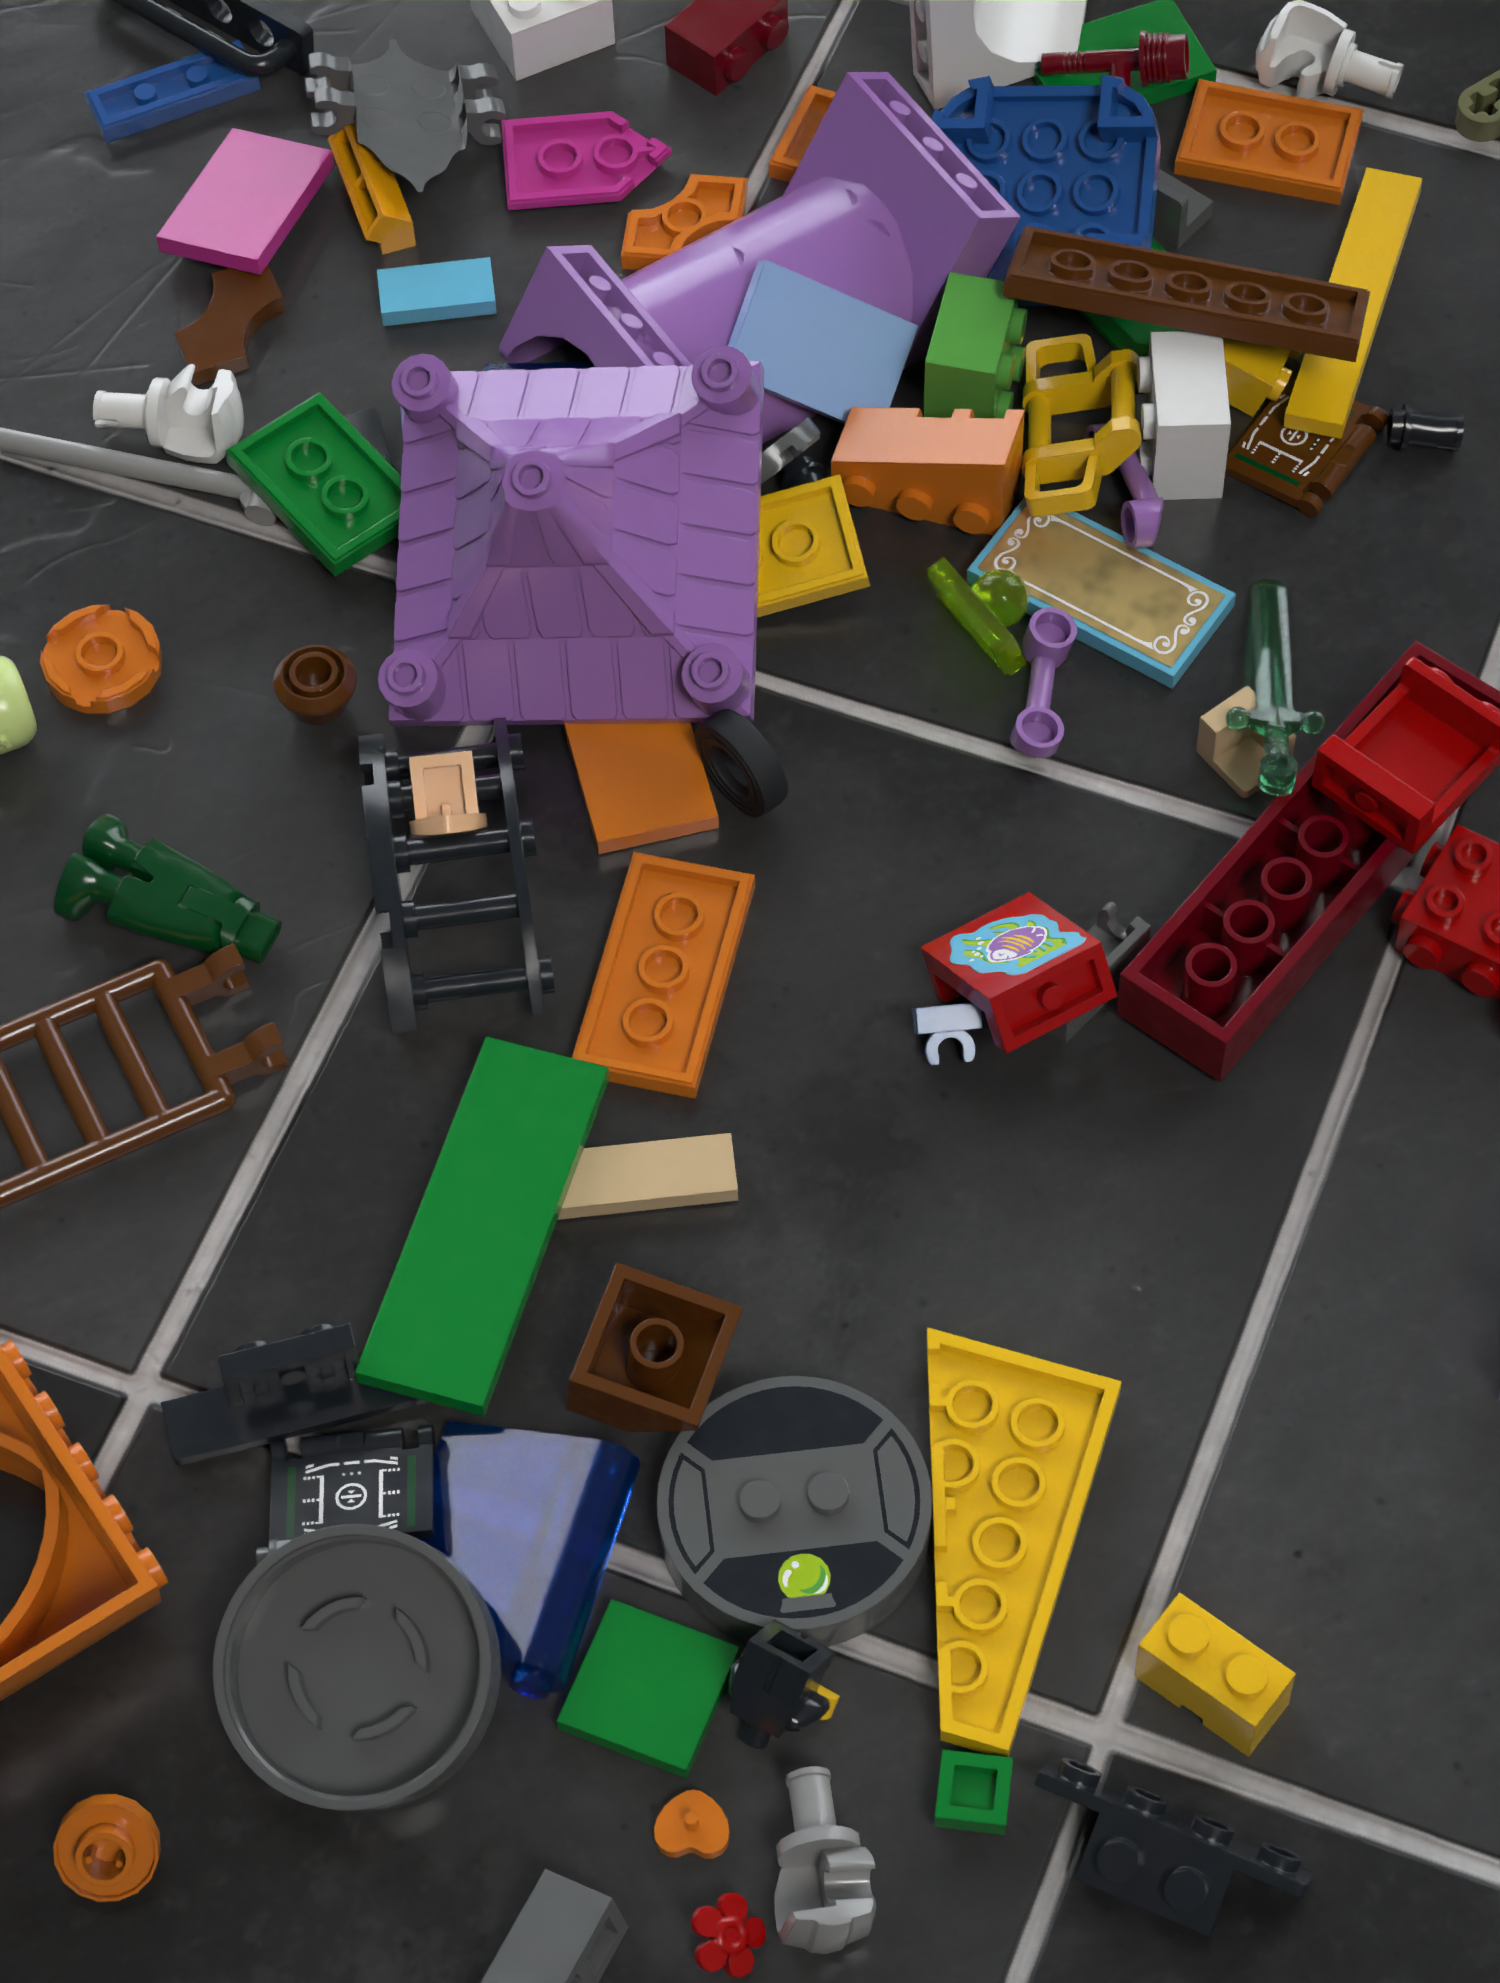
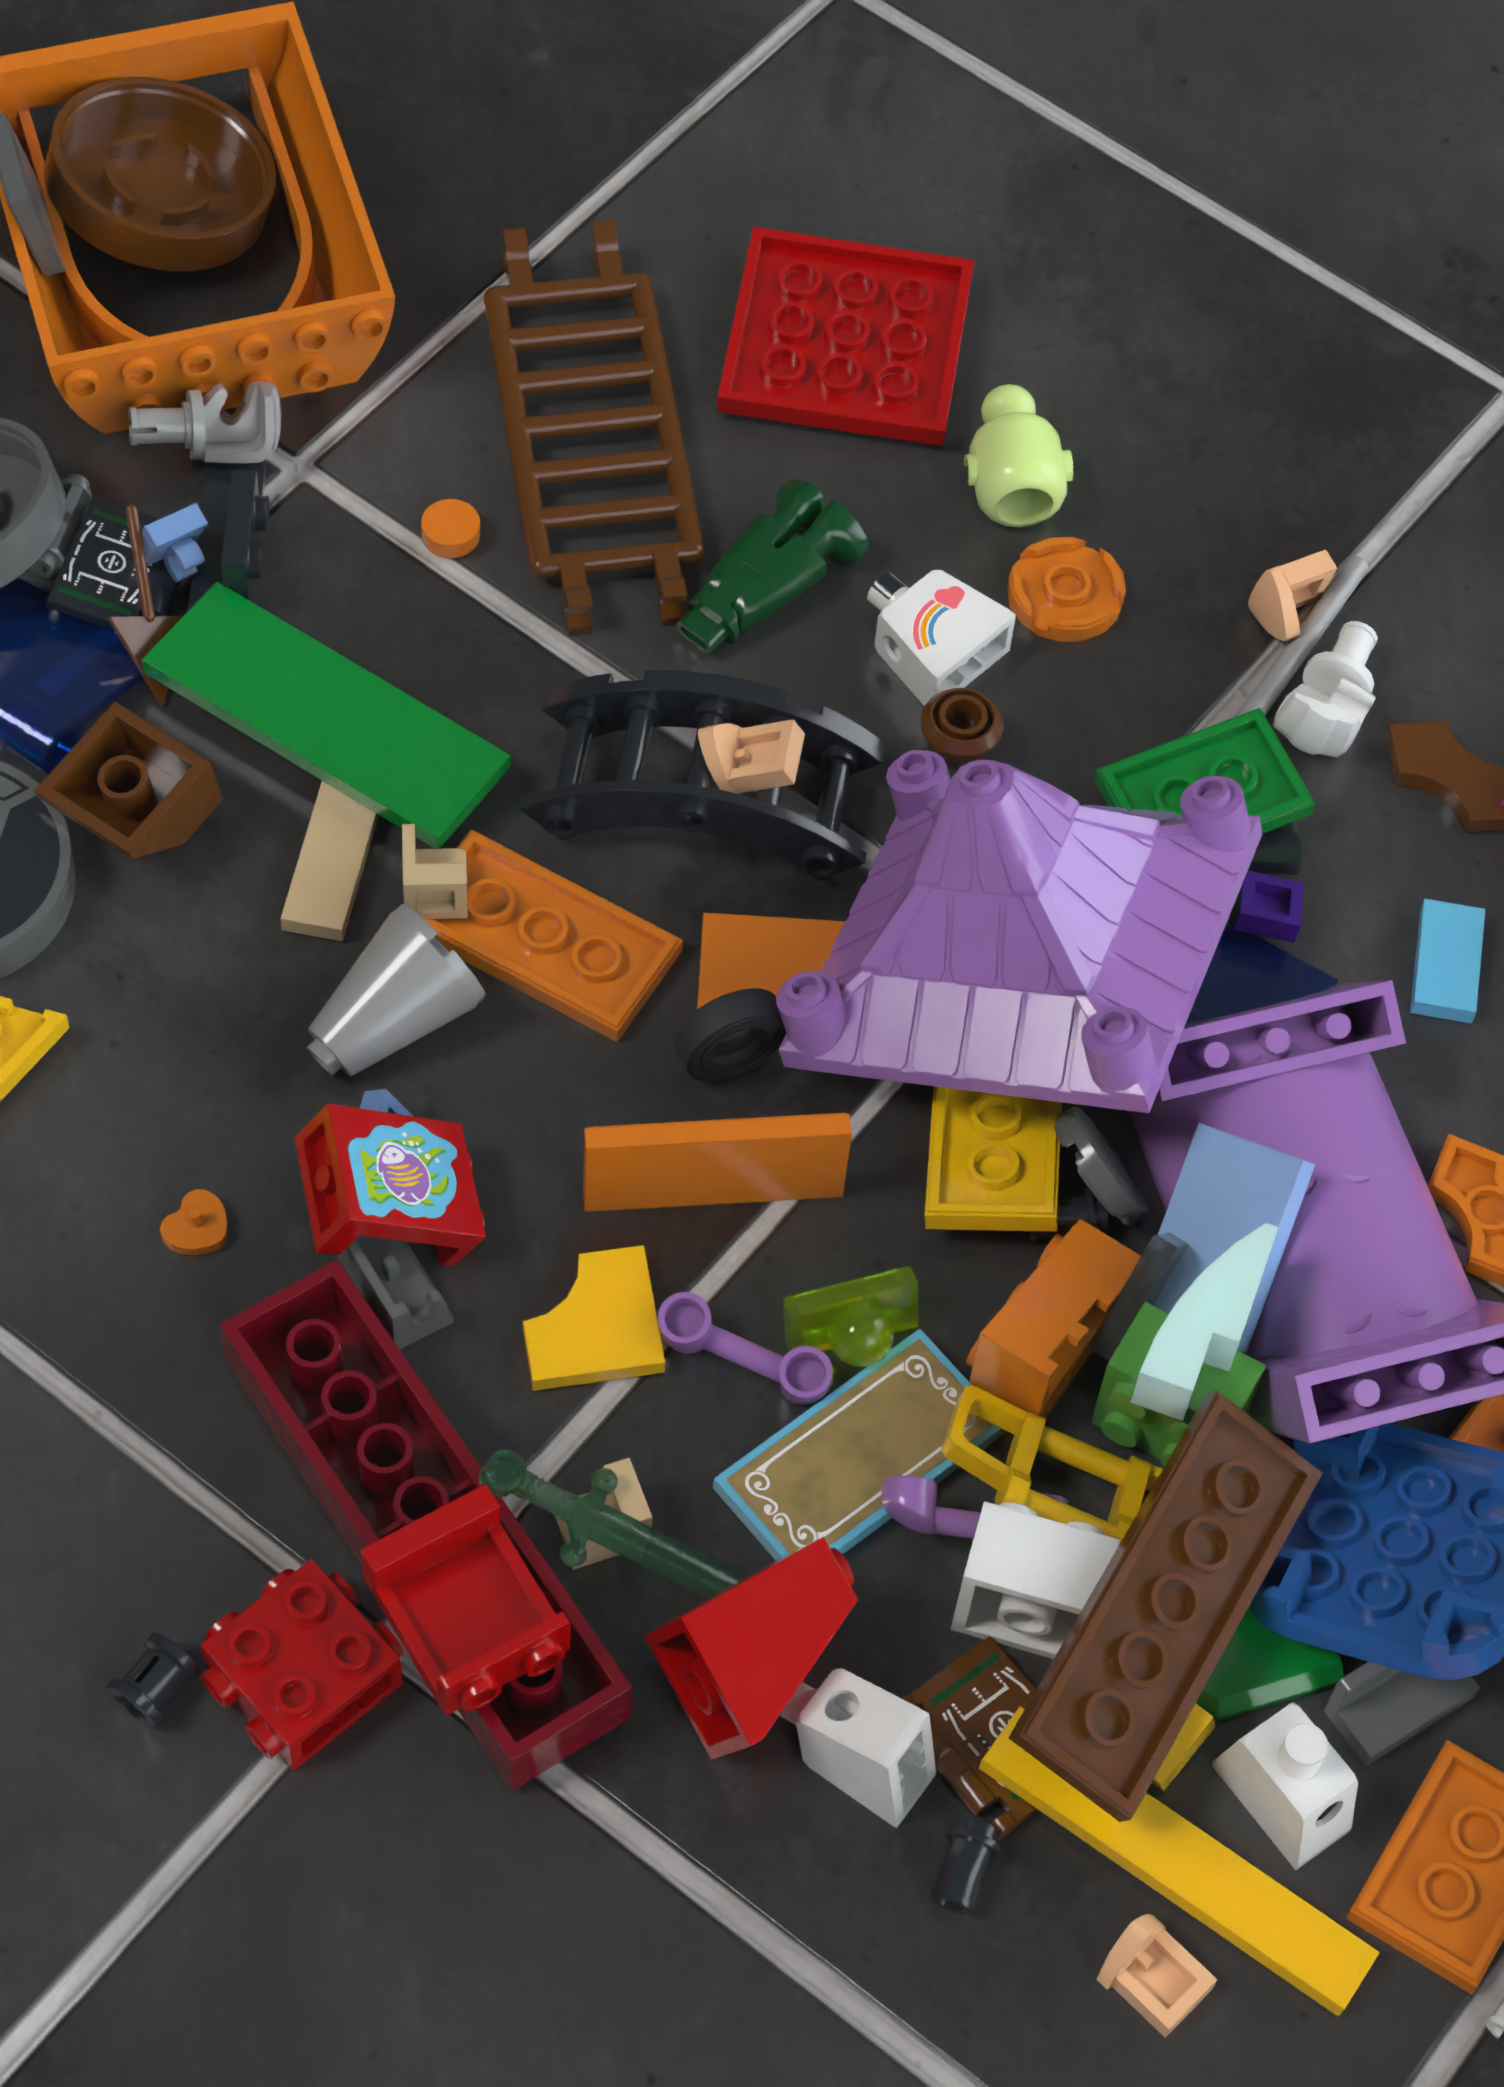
camera: 100 degrees right, 0 degrees up
(66, 476) = (1288, 588): none -> light nougat tile
(136, 1444) = (243, 437): none -> light grey piece
(190, 1204) = (450, 528): none -> orange tile
(205, 736) = (938, 631): none -> white torso
(317, 1426) = (175, 542): none -> medium blue tile
(437, 1422) = (143, 632): none -> reddish brown piece
(657, 1060) = (433, 879): none -> tan panel
(804, 1049) = (392, 996): none -> light grey cone
(870, 385) = (1142, 1286): none -> clear smoke tile
(885, 735) = (715, 1161): none -> orange tile
(941, 298) = (1203, 1325): none -> light aqua slope
(1060, 804) = (601, 1328): none -> yellow tile
(1091, 1155) = (197, 1226): none -> orange piece
(1274, 217) = (1289, 1779): none -> white torso
(1330, 573) = (754, 1644): none -> red slope
(1368, 499) = (865, 1742): none -> white torso
(1447, 300) = (1155, 1974): none -> light nougat tile

